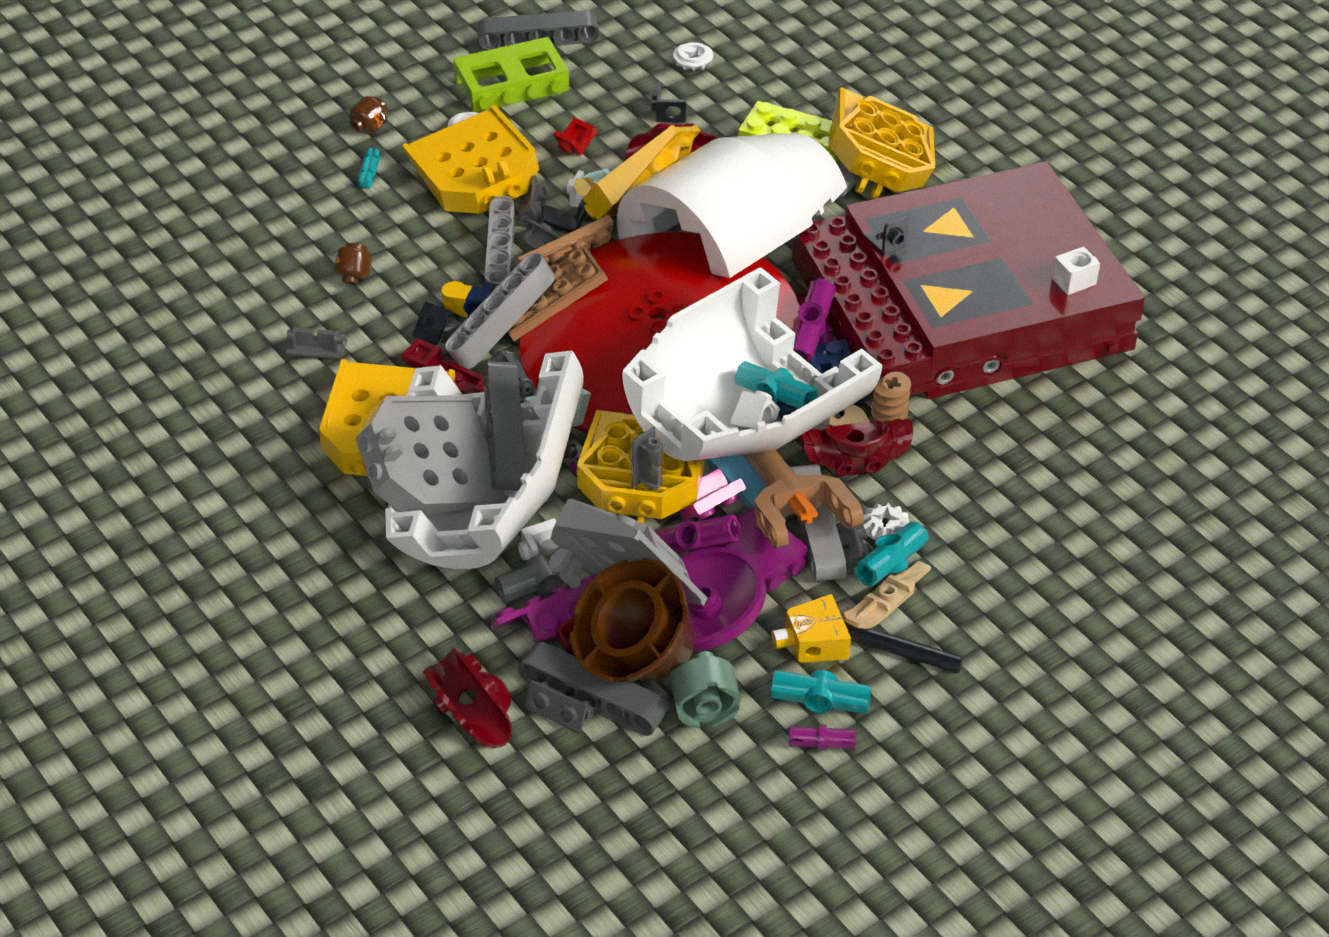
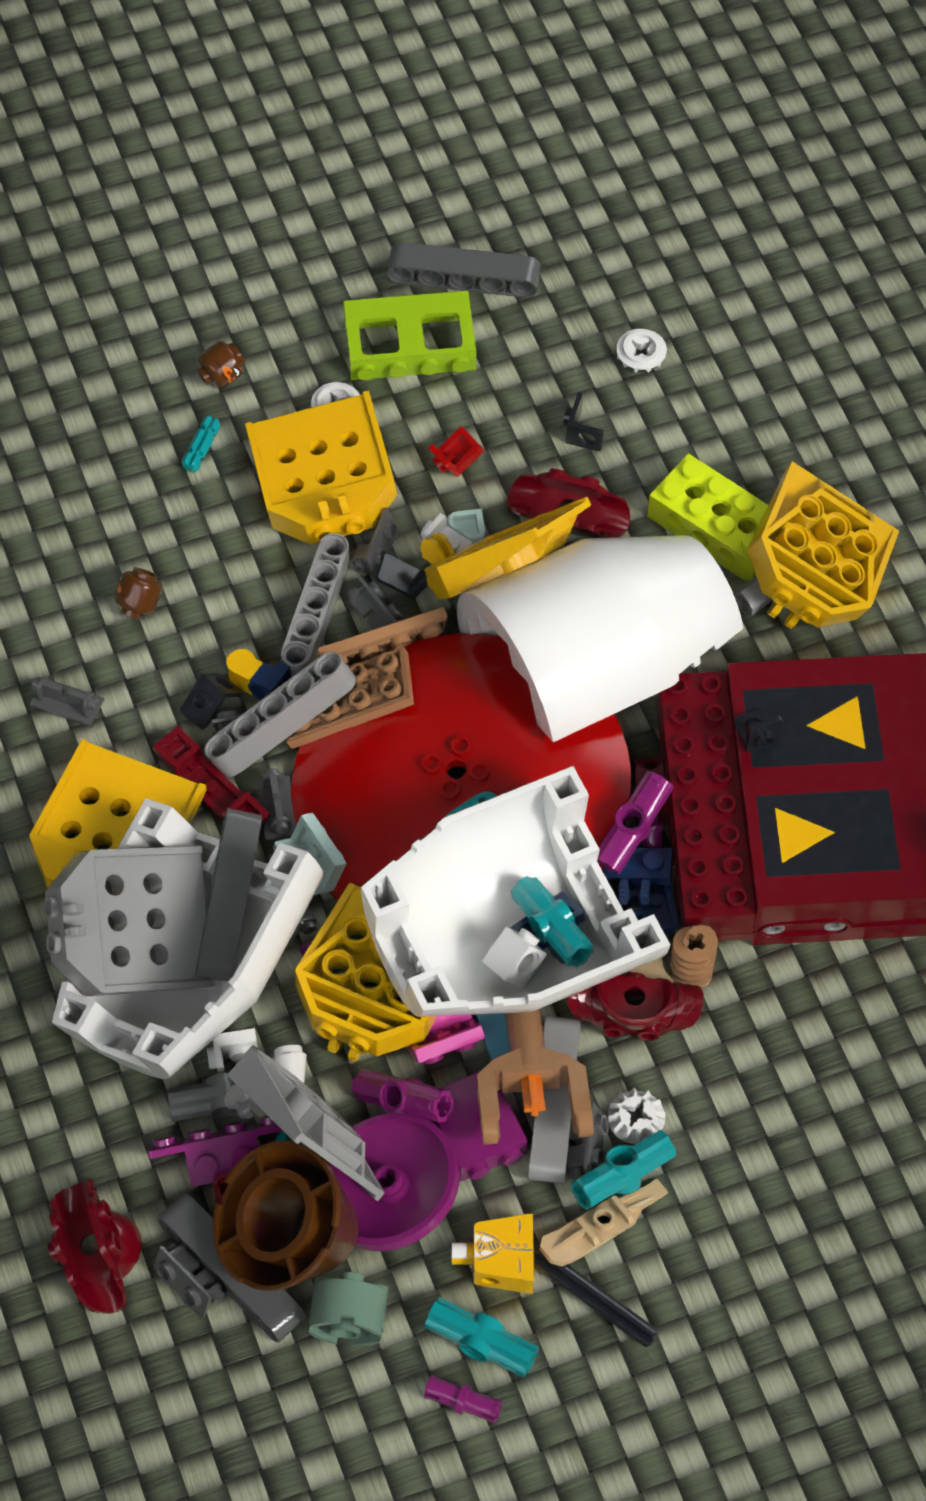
camera: 15 degrees right, 15 degrees up
(646, 460) = (364, 998): dark grey hinge -> none

